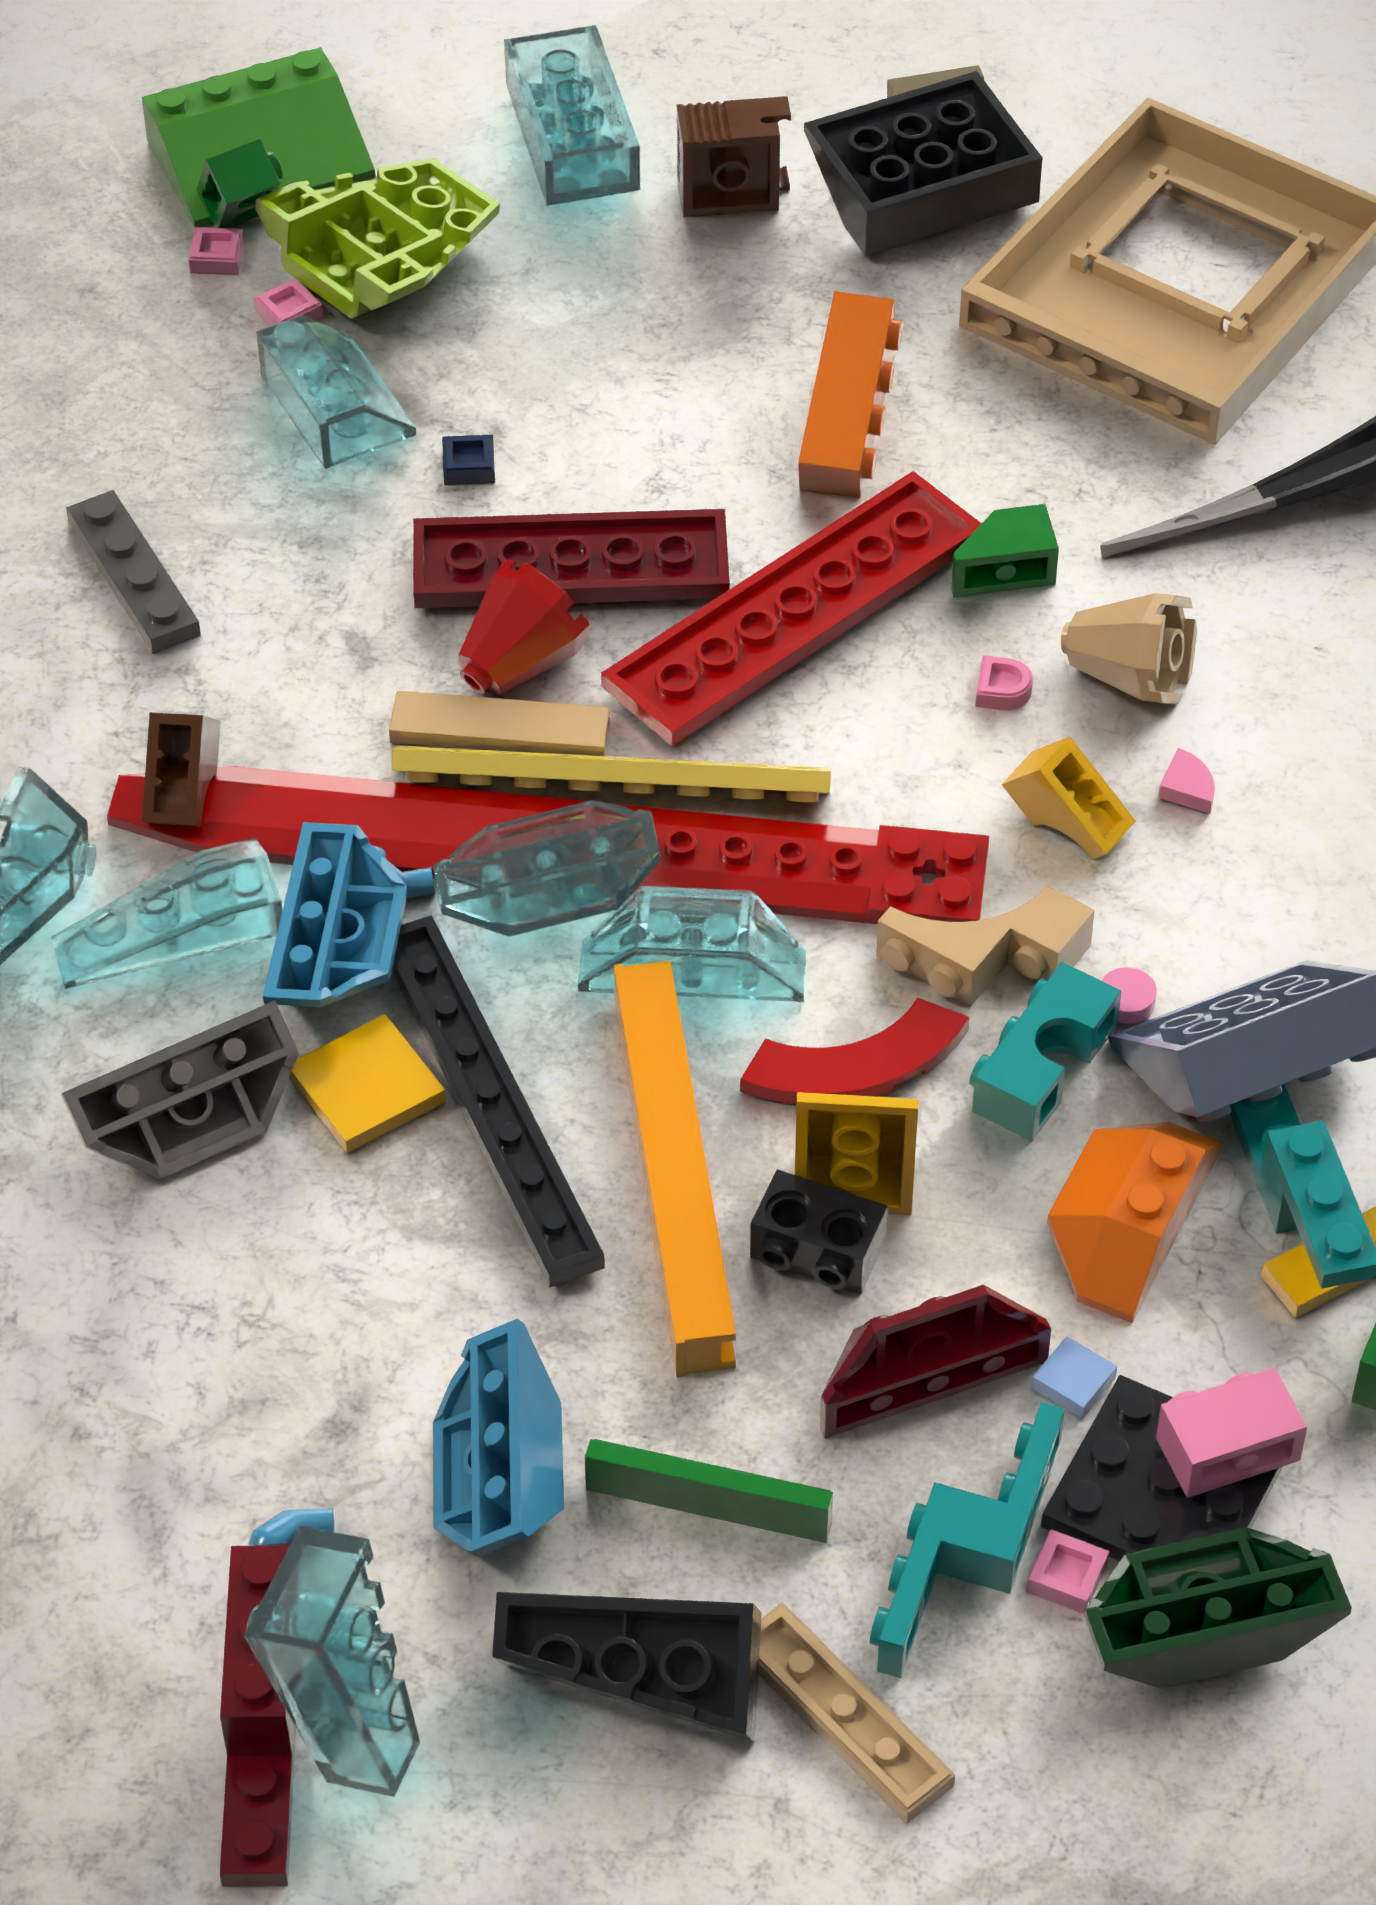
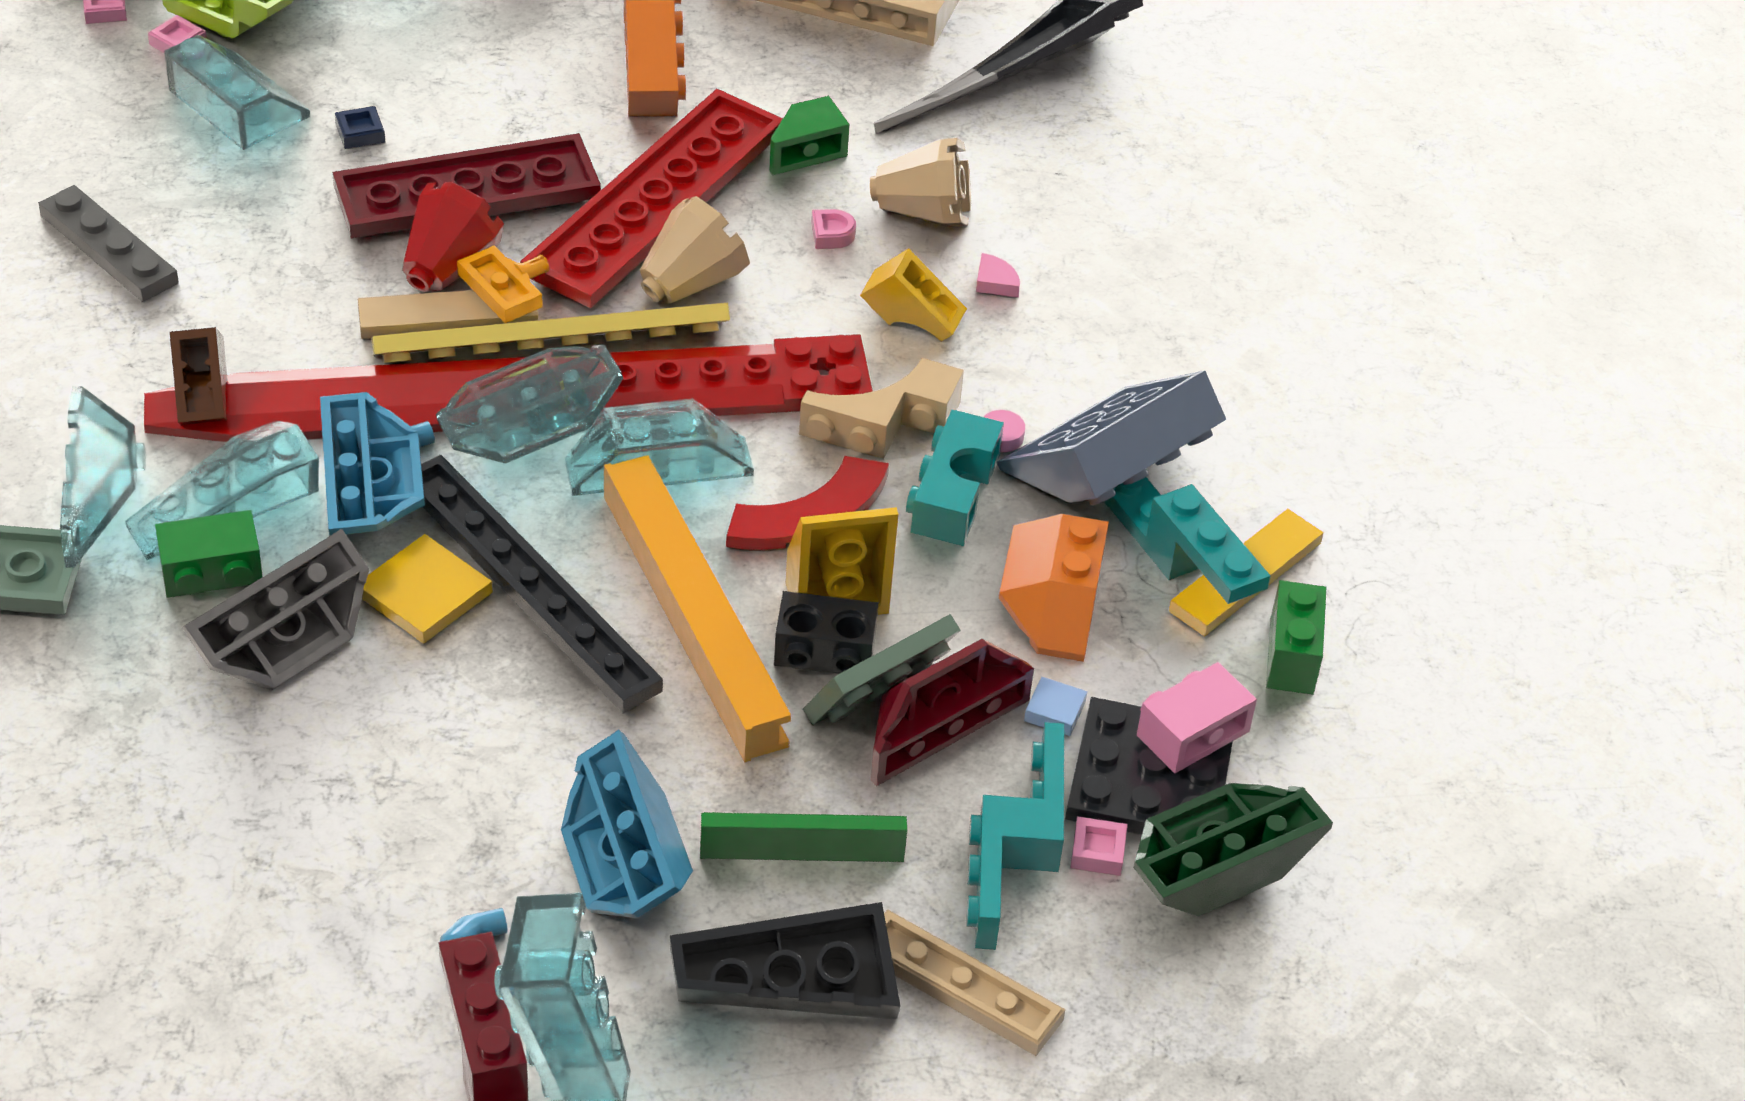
camera: 20 degrees left, 5 degrees down
(130, 996) = (208, 553): none -> green brick
(570, 699) = (503, 282): none -> light orange plate
(806, 698) = (691, 253): none -> tan cone
(864, 1298) = (881, 671): none -> sand green plate

